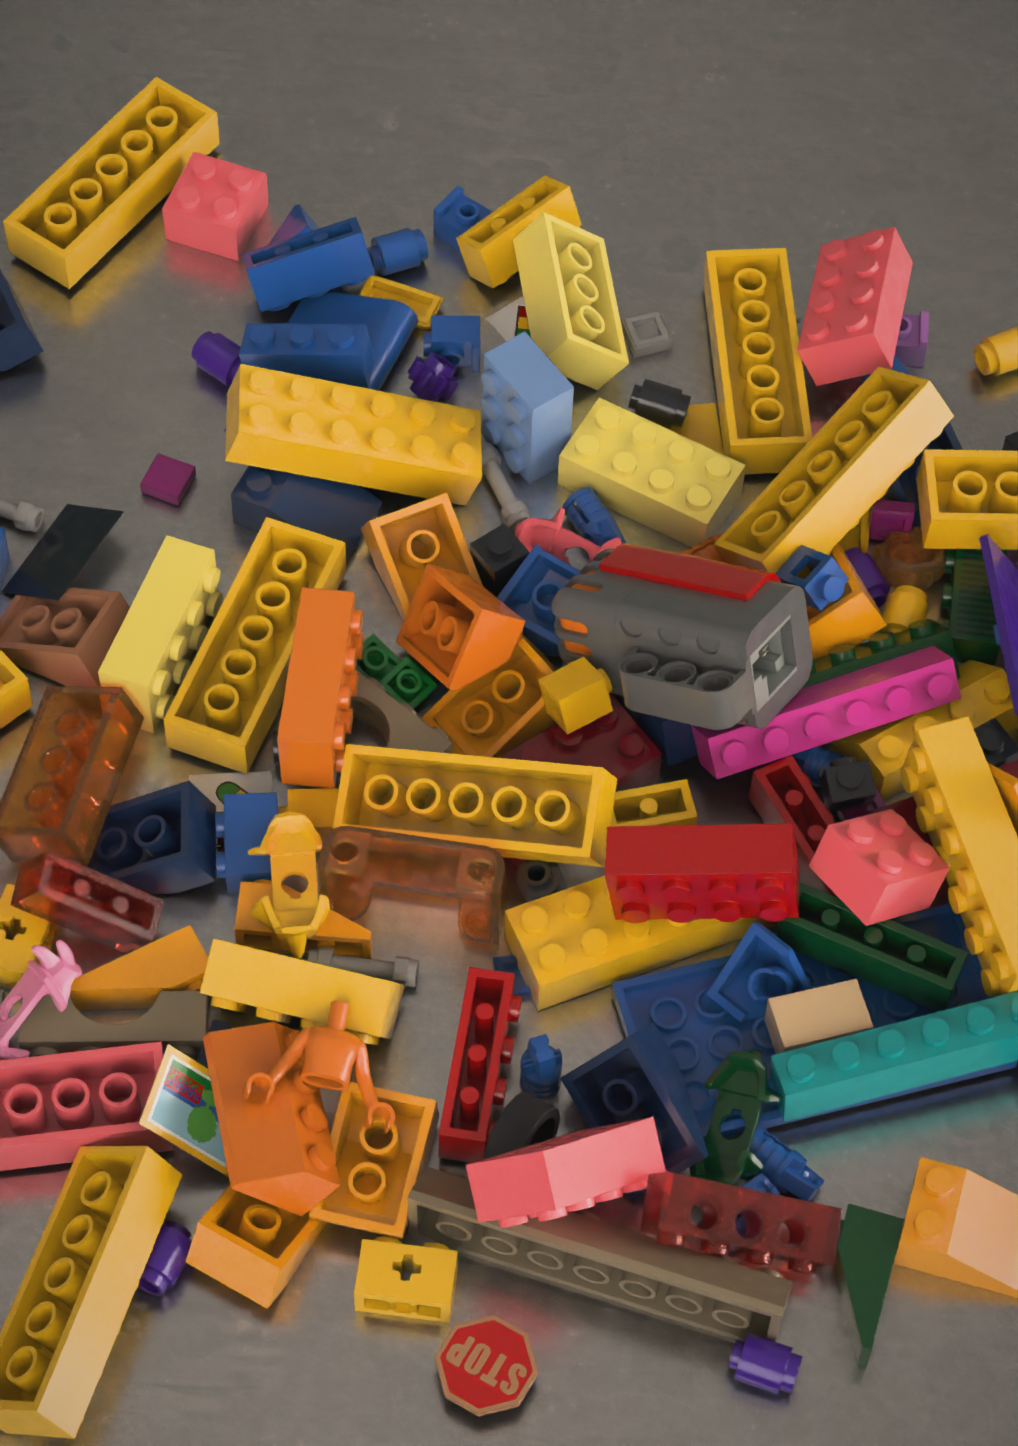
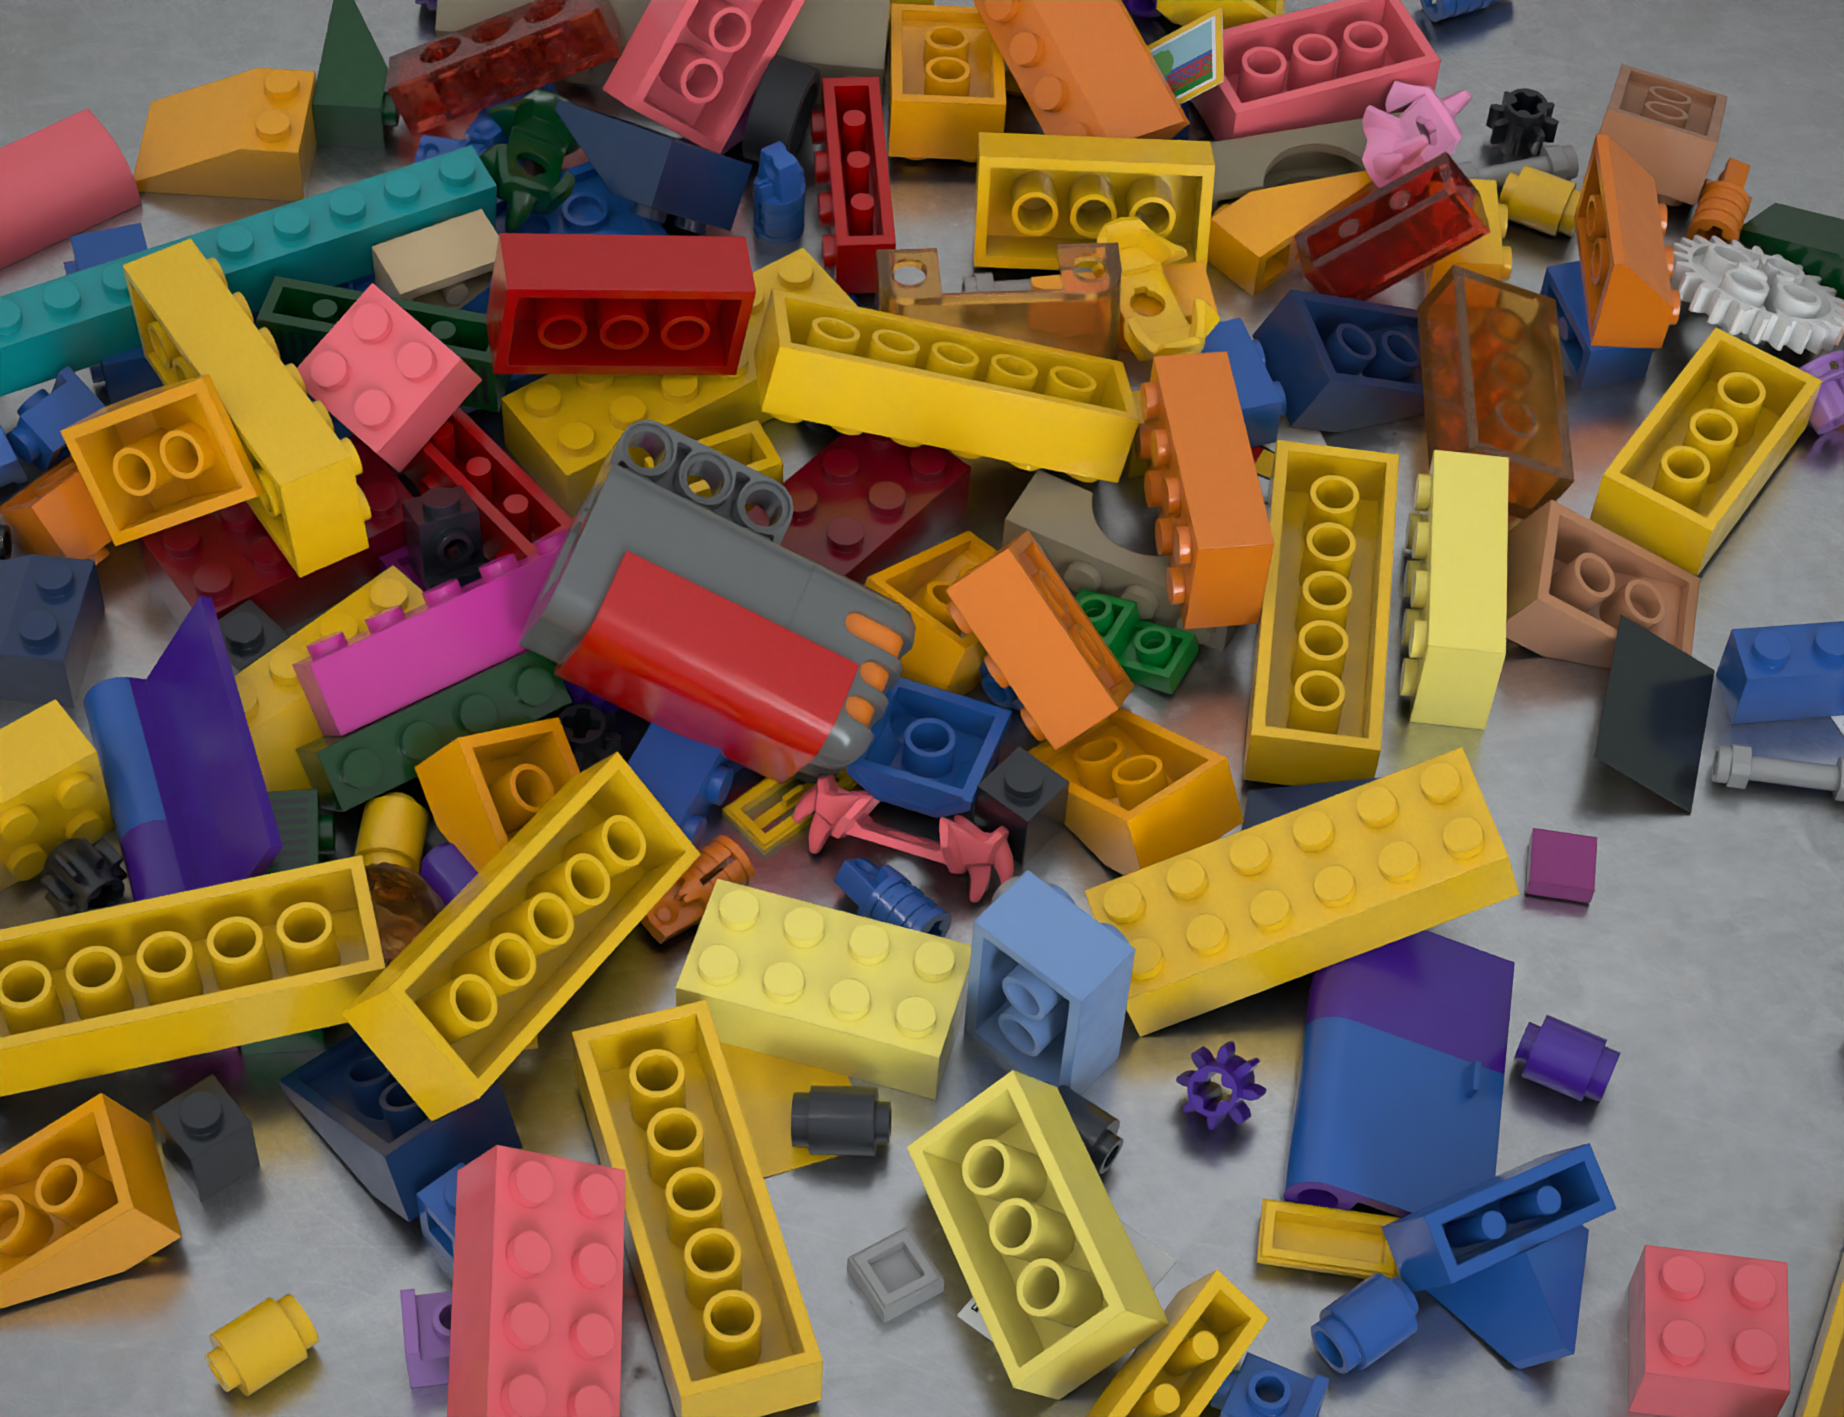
camera: 165 degrees right, 5 degrees down
(311, 350) = (1428, 1021): blue brick -> none
(328, 1064) = (1028, 76): orange piece -> none
(455, 339) = (1208, 1164): blue brick -> none
(576, 694) = (854, 542): yellow brick -> none
(824, 582) = (536, 756): blue brick -> none

